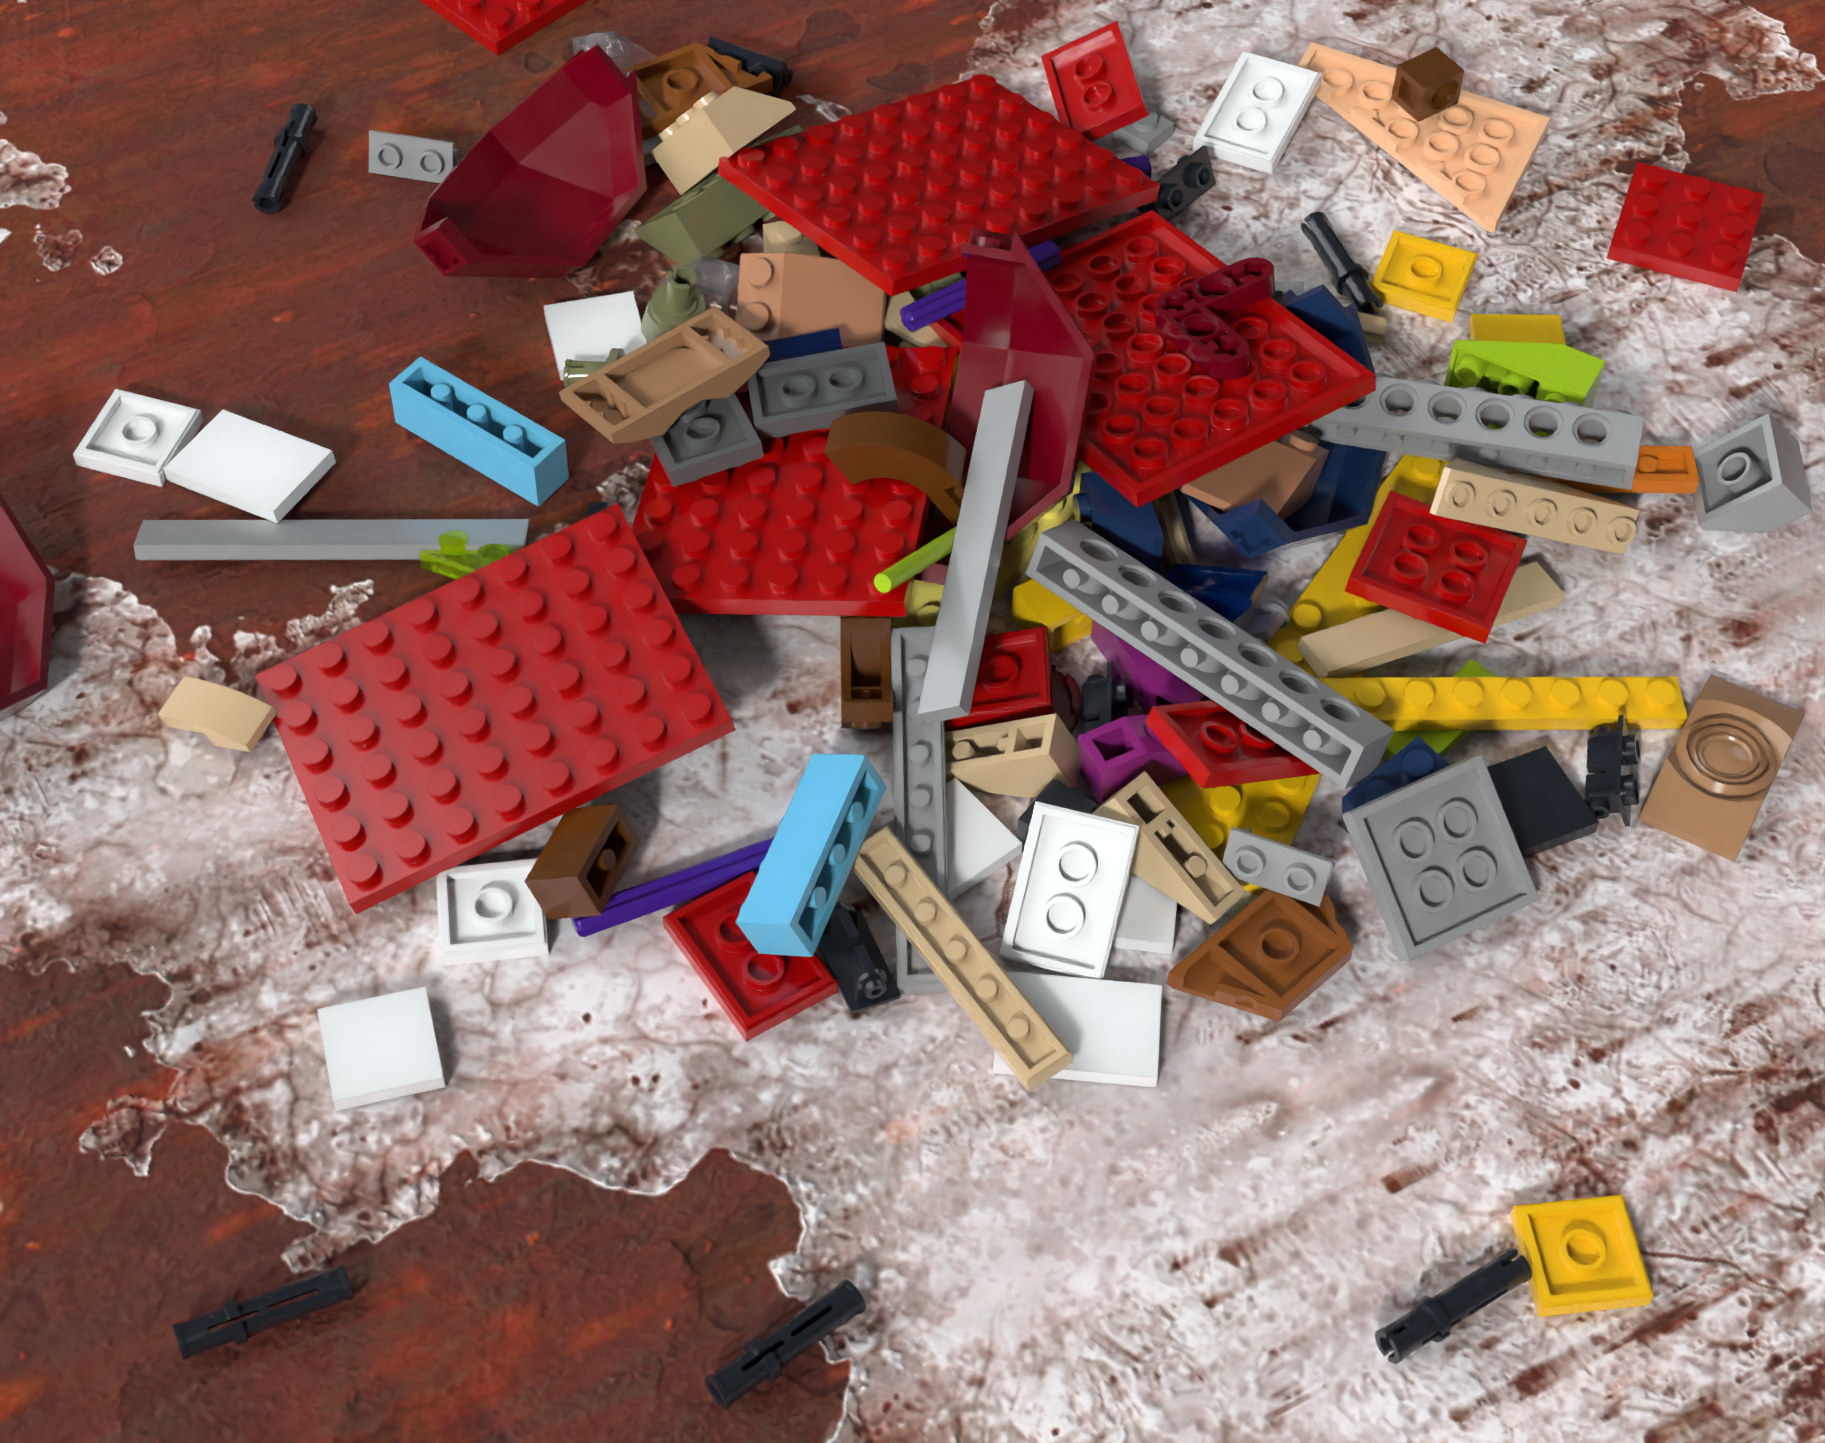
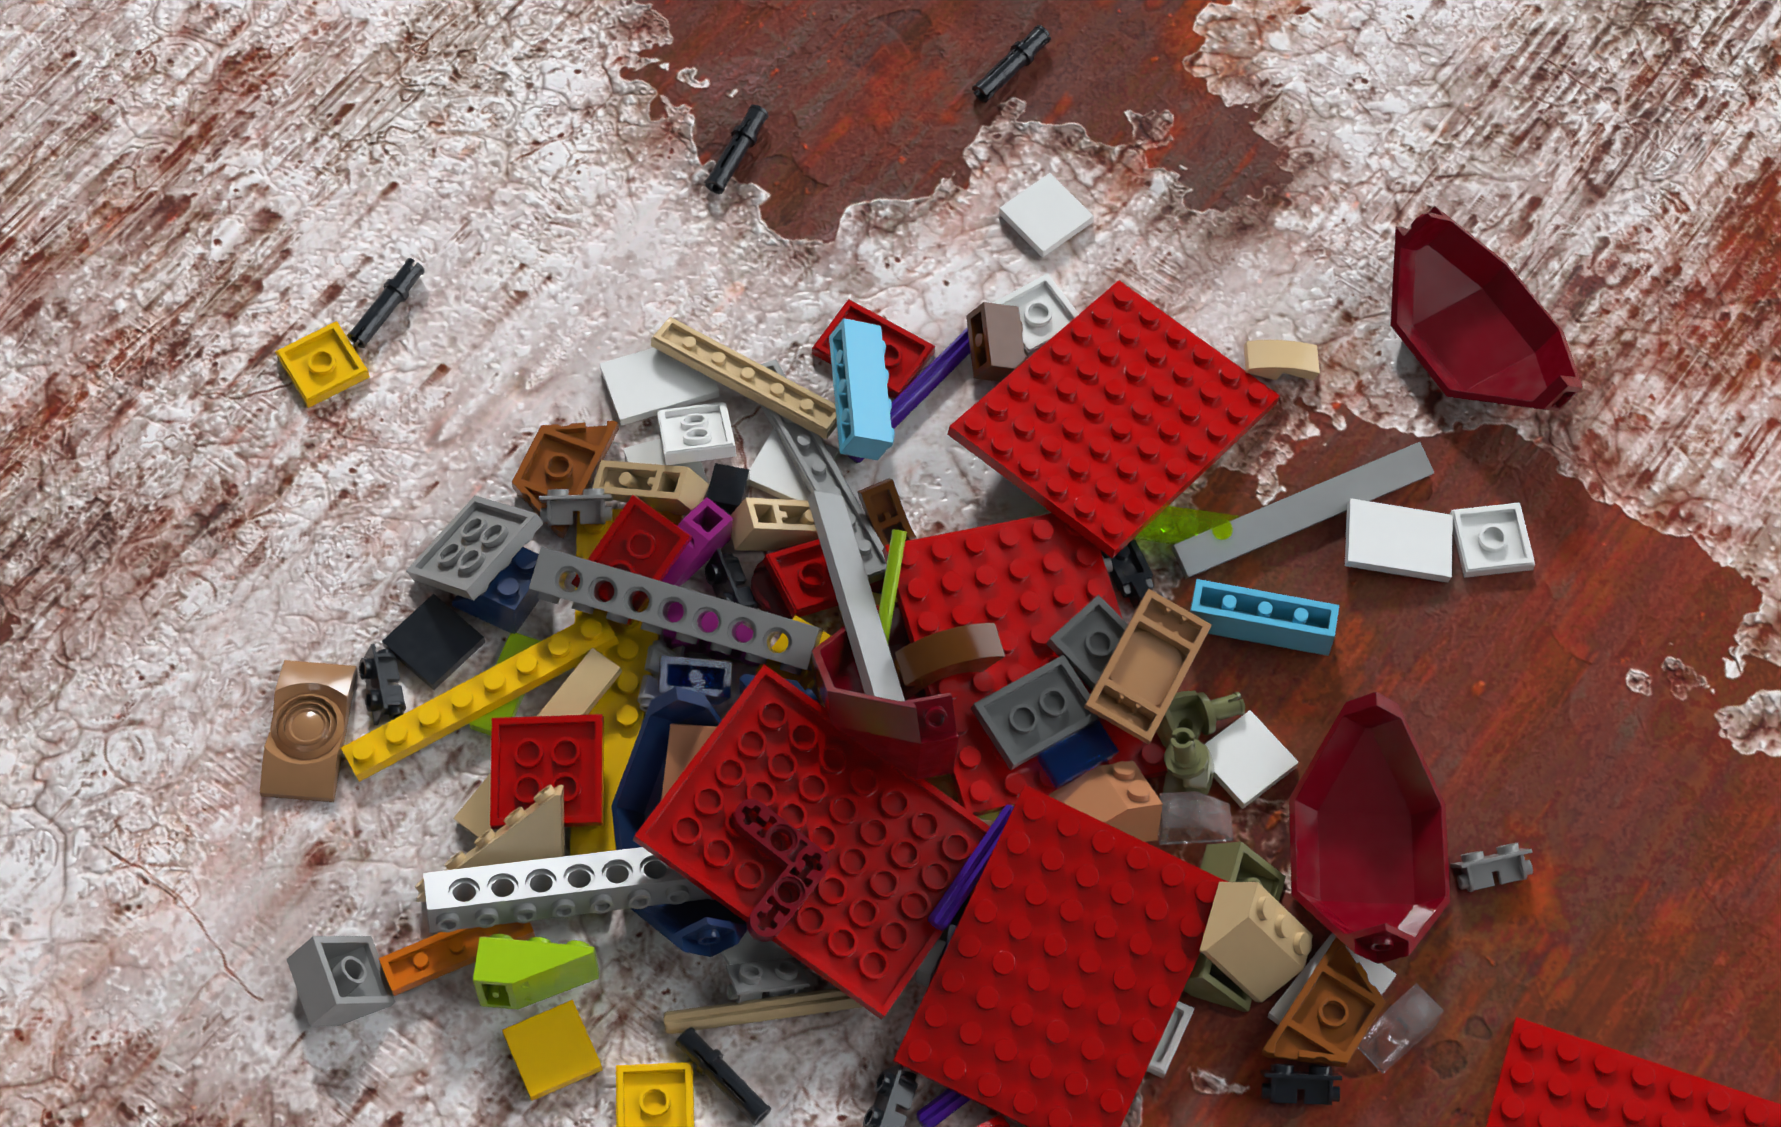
camera: 155 degrees right, 10 degrees up
(290, 146) = (1589, 834): black pin -> none
(856, 960) = (805, 365): black hinge -> none

